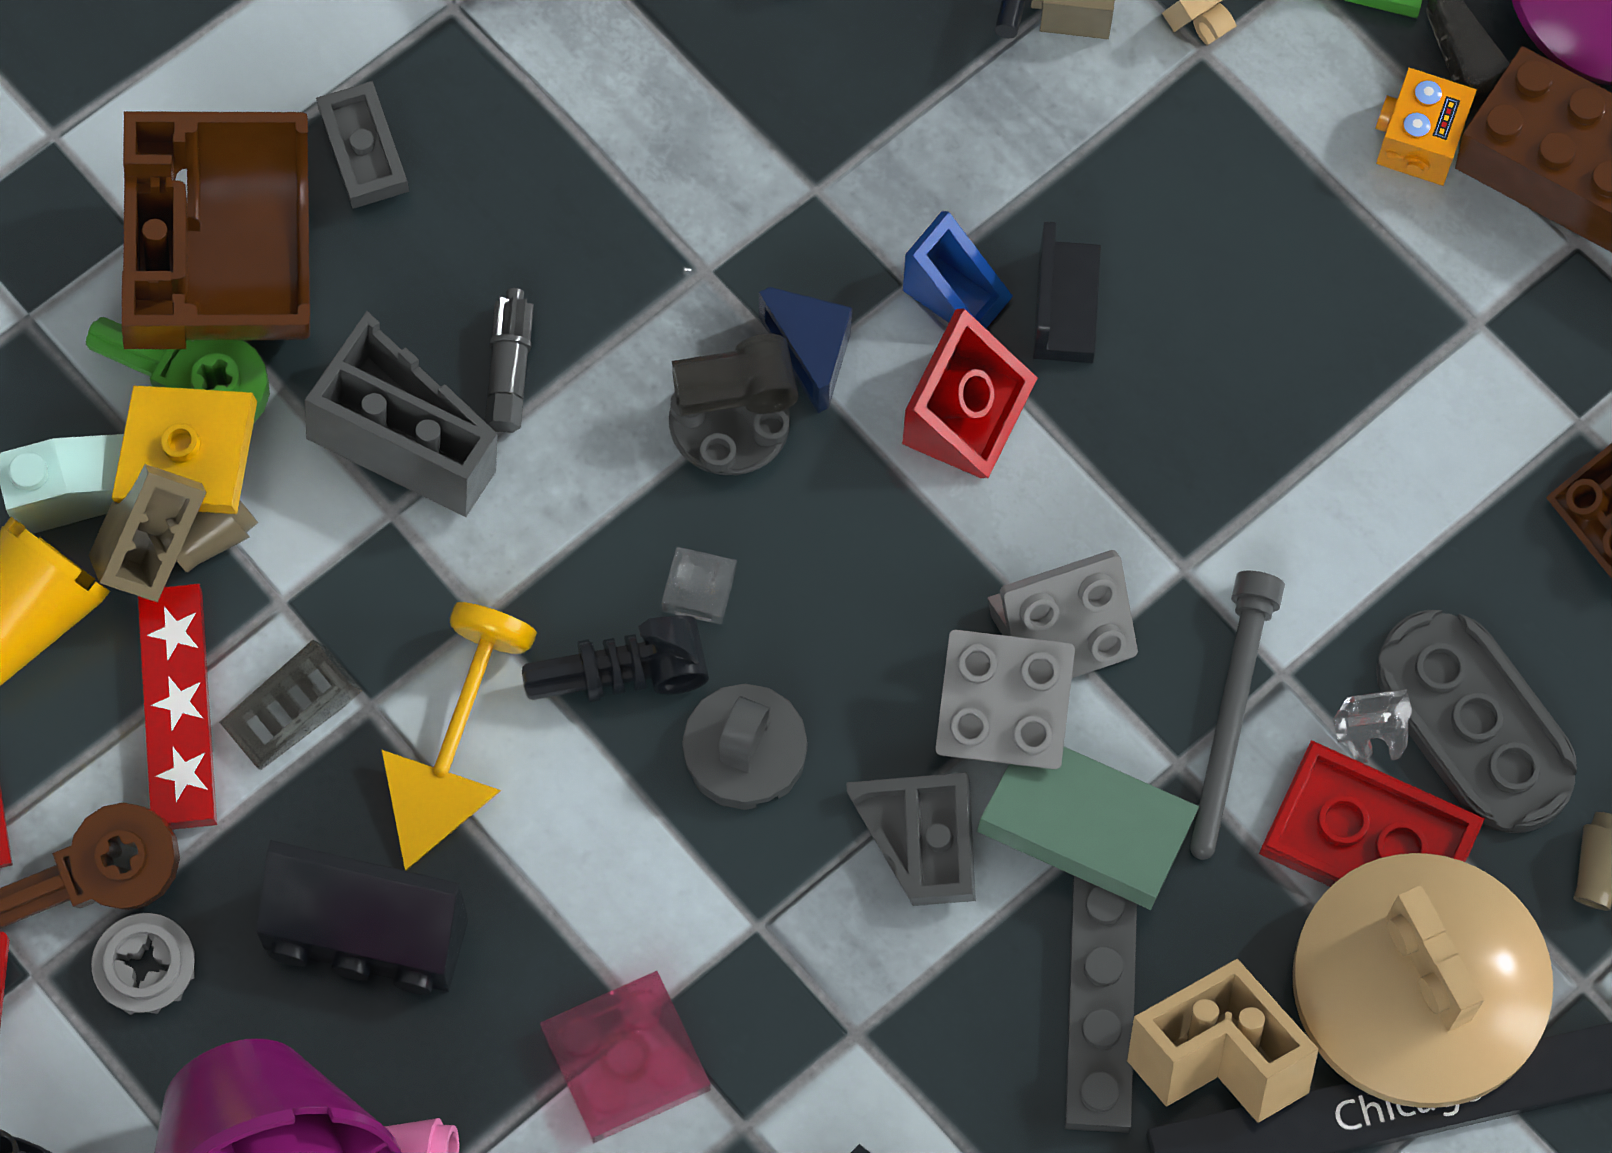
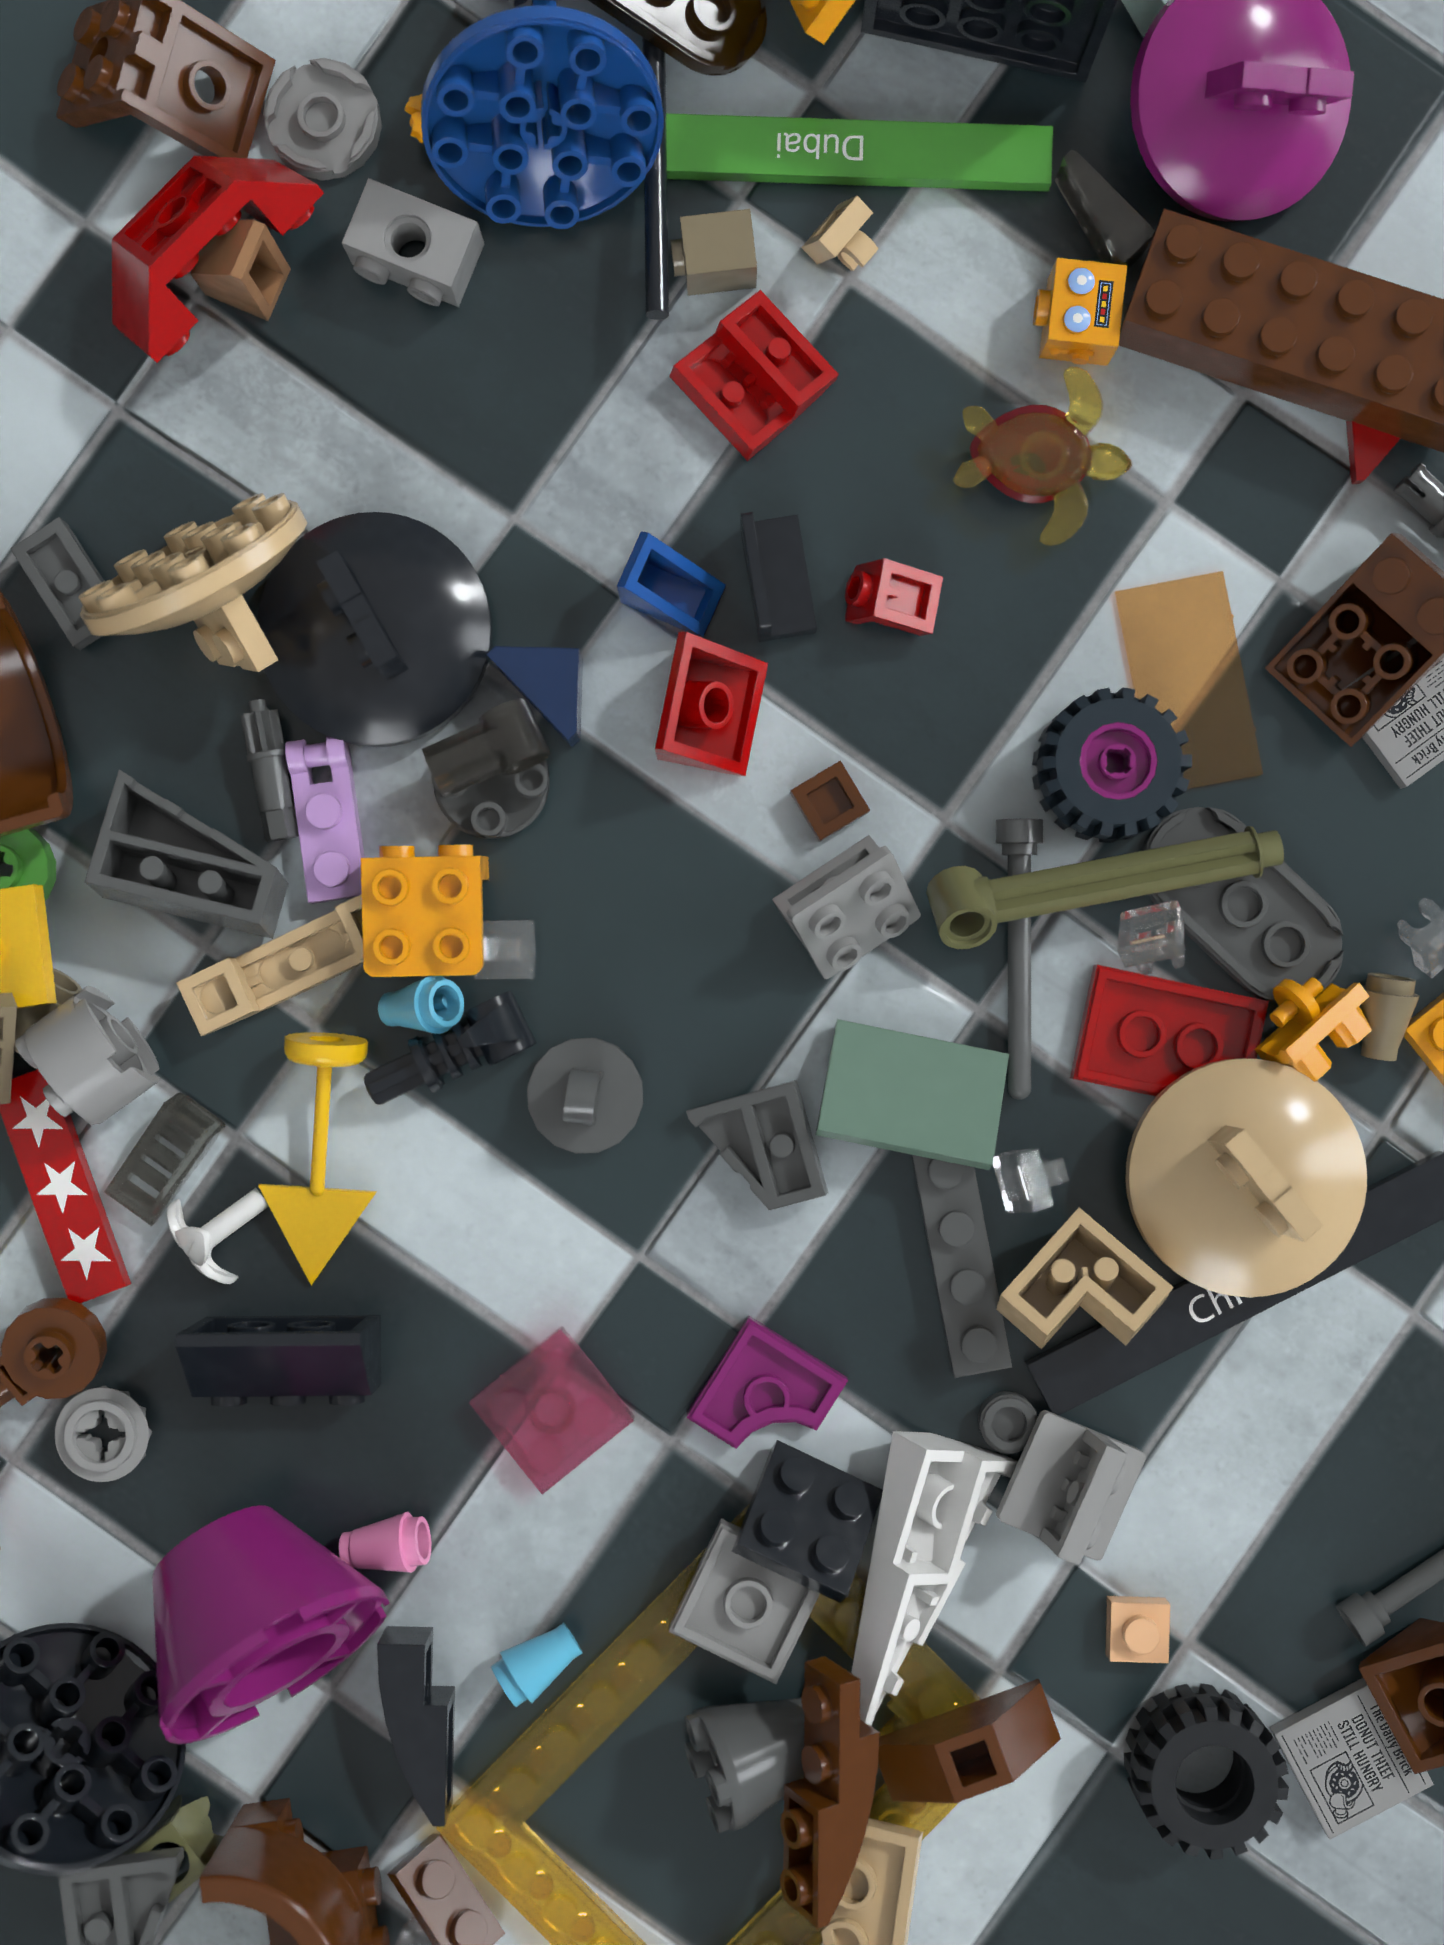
camera: 10 degrees left, 20 degrees up
(252, 575) = (89, 1057): none -> light grey brick
(307, 780) = (199, 1242): none -> white plant
(487, 544) = (276, 969): none -> tan slope
(503, 163) = (203, 581): none -> tan bracket
(553, 422) = (327, 820): none -> lavender plate
(606, 608) = (424, 1005): none -> medium azure cone
(630, 517) = (423, 912): none -> light orange bracket
(651, 254) = (376, 629): none -> black bracket
(859, 1084) = (764, 1383): none -> magenta tile
(1005, 699) = (814, 1009): light grey bracket -> none
(1069, 520) = (829, 801): none -> reddish brown tile
(1087, 113) = (753, 375): none -> red slope
(1180, 340) = (893, 596): none -> bracket
(1189, 933) = (1027, 1179): none -> clear tile
(1324, 648) = (972, 905): none -> olive piece
(1359, 243) = (1044, 454): none -> clear yellow animal
(1364, 544) = (1111, 765): none -> black wheel
(1465, 497) = (1189, 659): none -> clear orange window
(1551, 841) = (1307, 1017): none -> light orange hips

